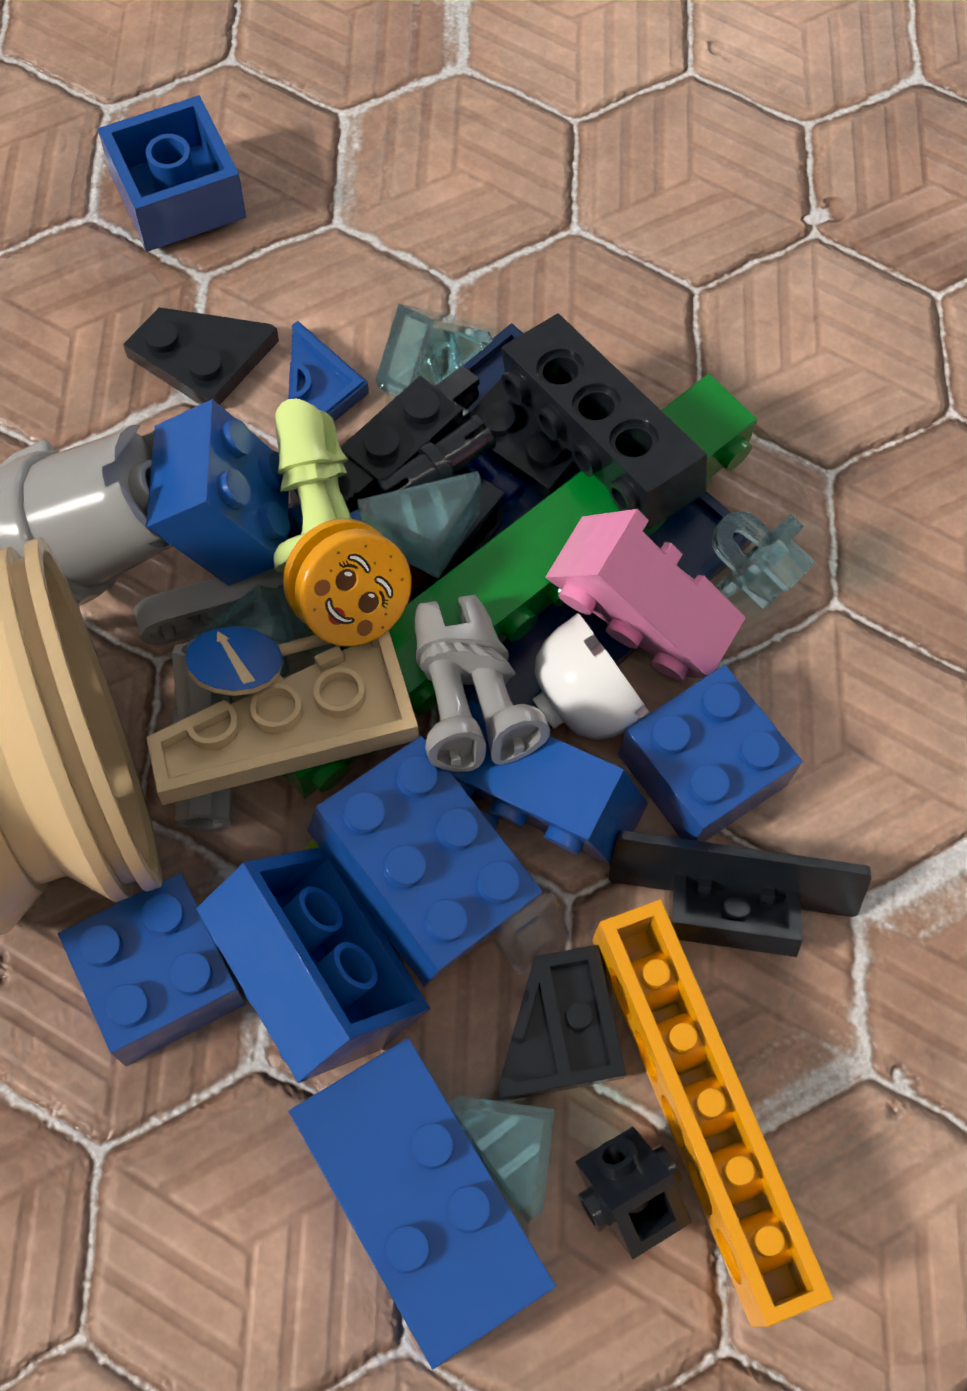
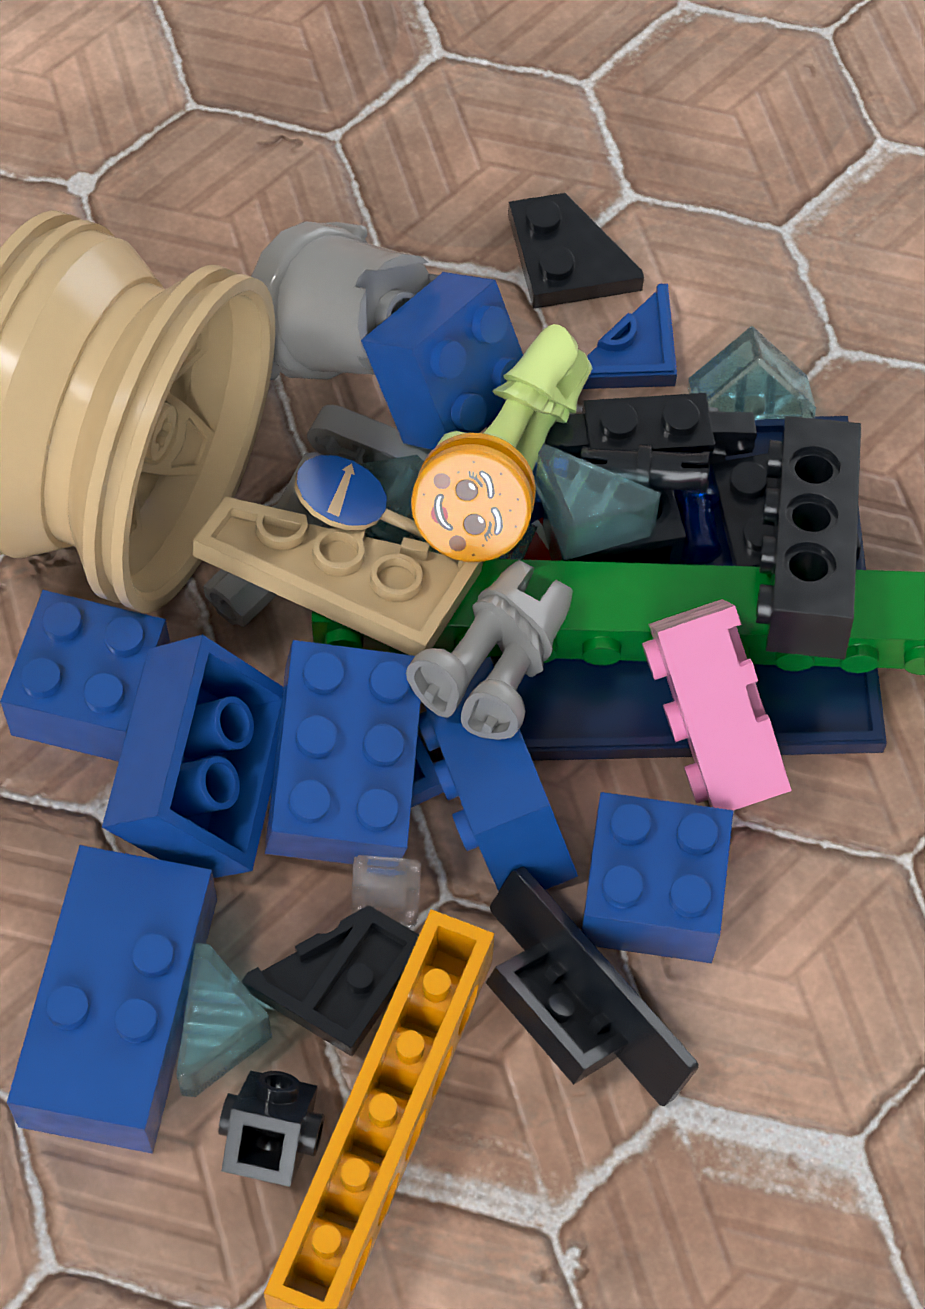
camera: 45 degrees right, 5 degrees down
(173, 173) = (672, 91): blue brick -> none
(584, 684) = (606, 732): white cylinder -> none
(769, 566) = (856, 768): clear light blue hips -> none

